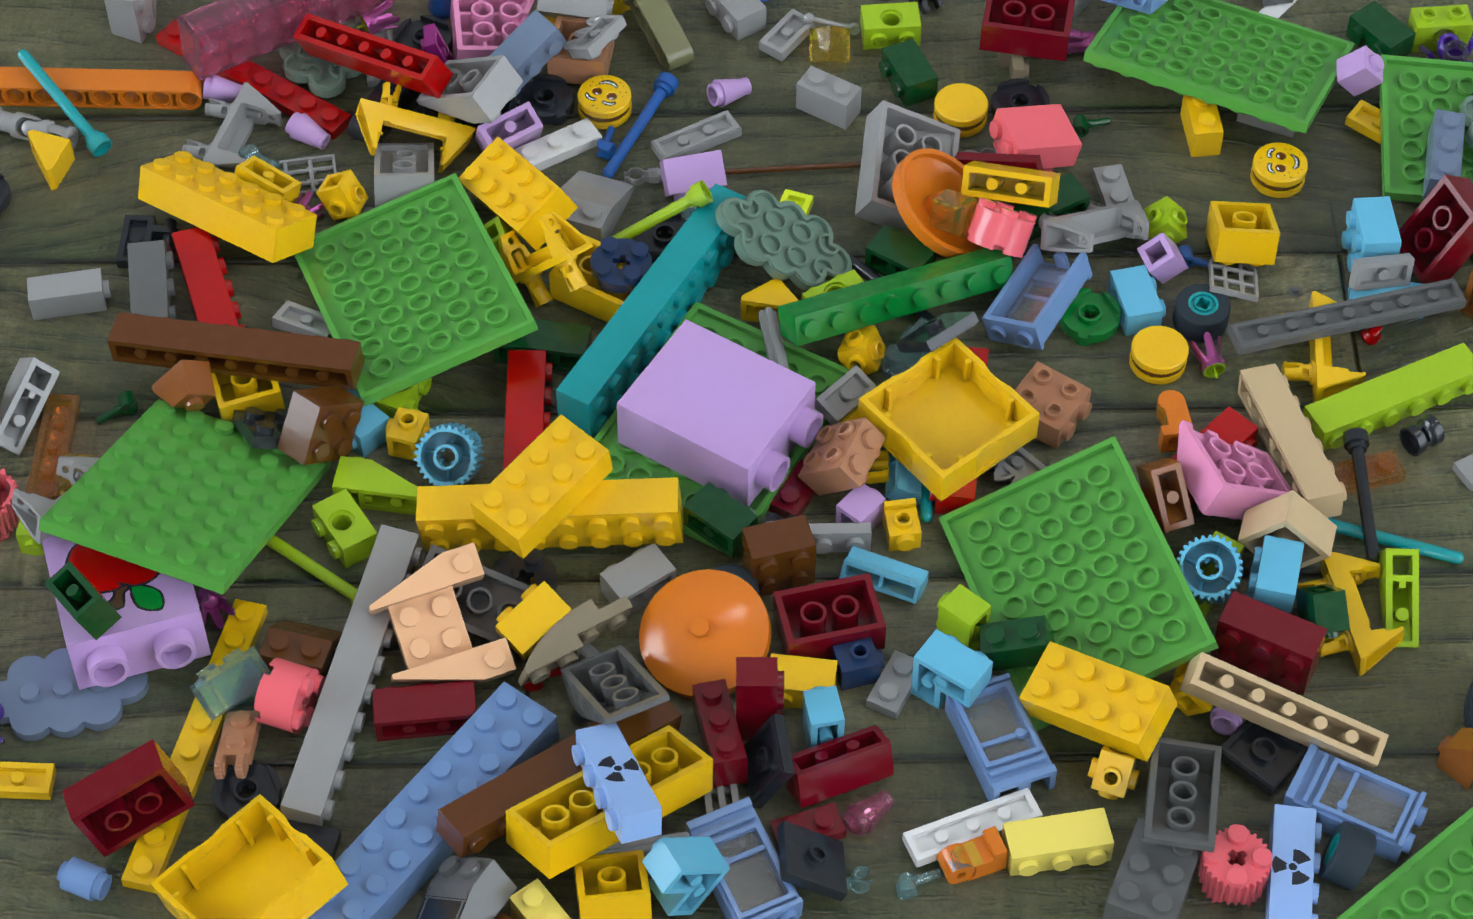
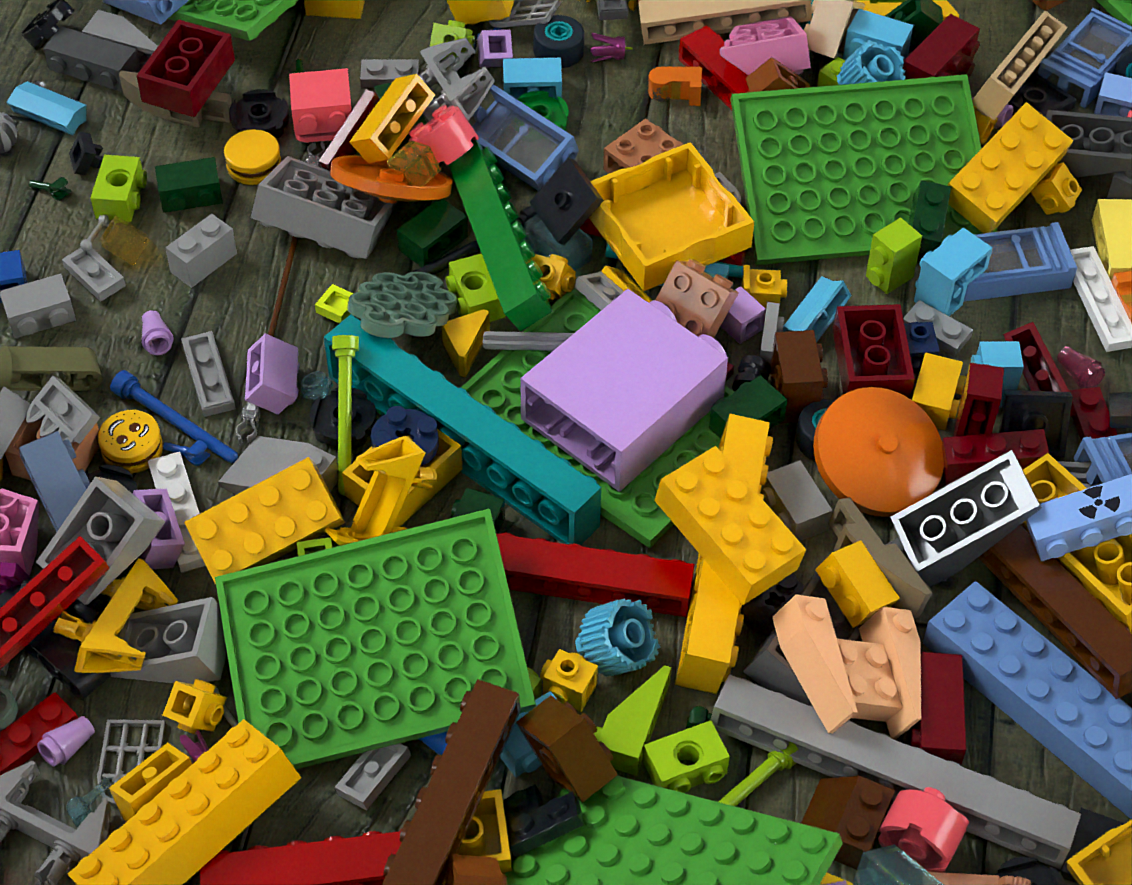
camera: 80 degrees left, 0 degrees up
(1158, 355) = (598, 79): yellow head -> none

